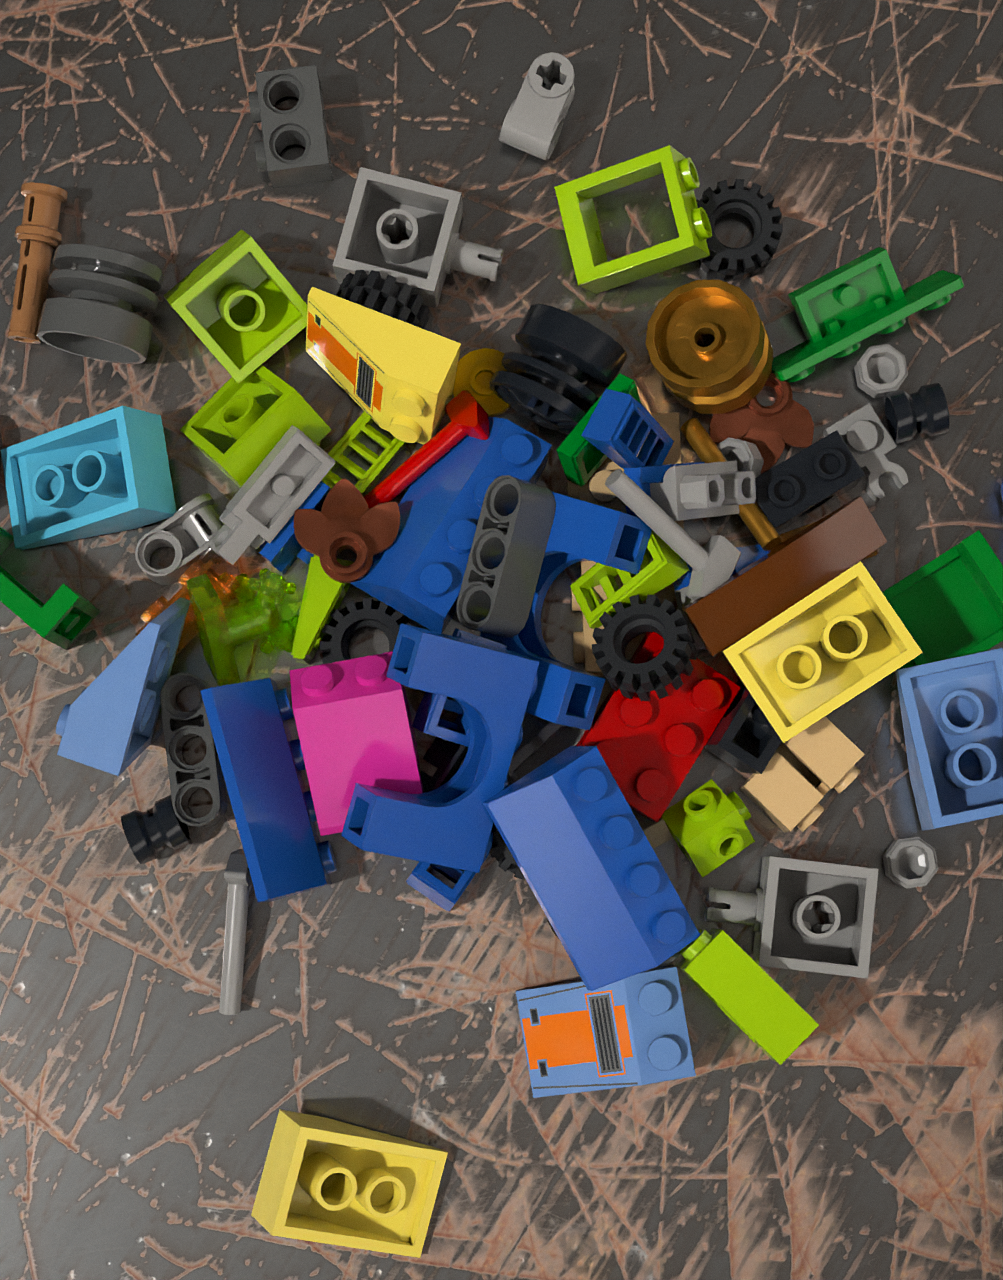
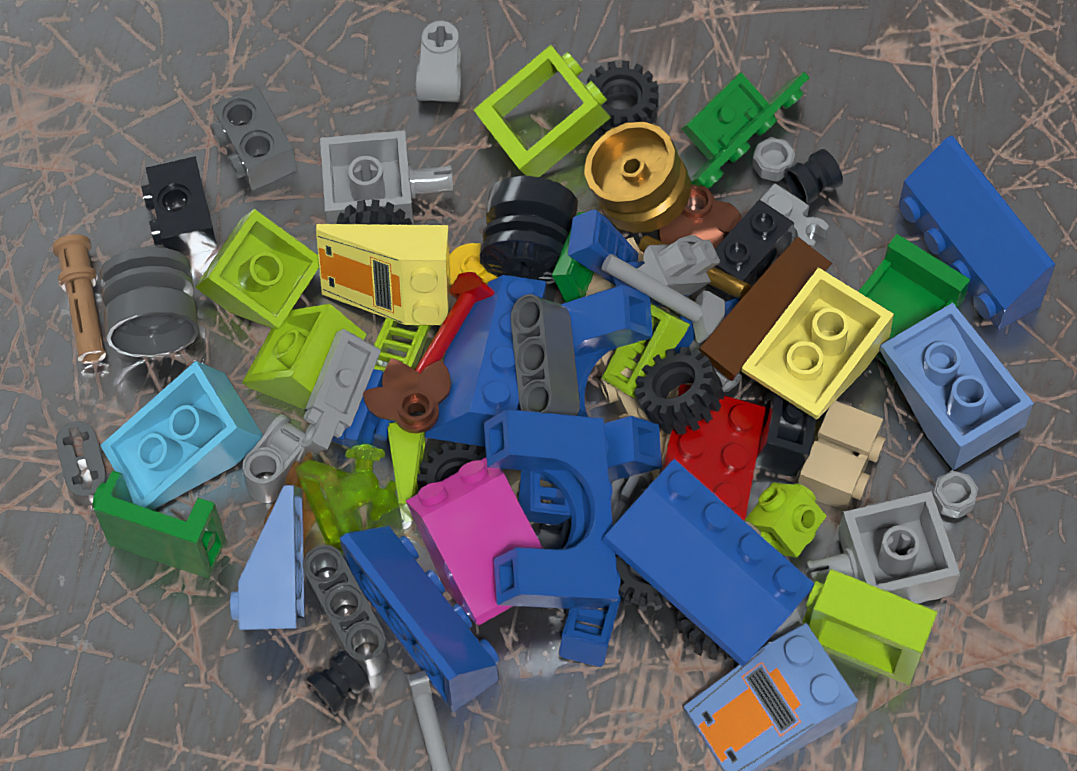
camera: 25 degrees left, 20 degrees down
(188, 217) = (176, 186): none -> black brick

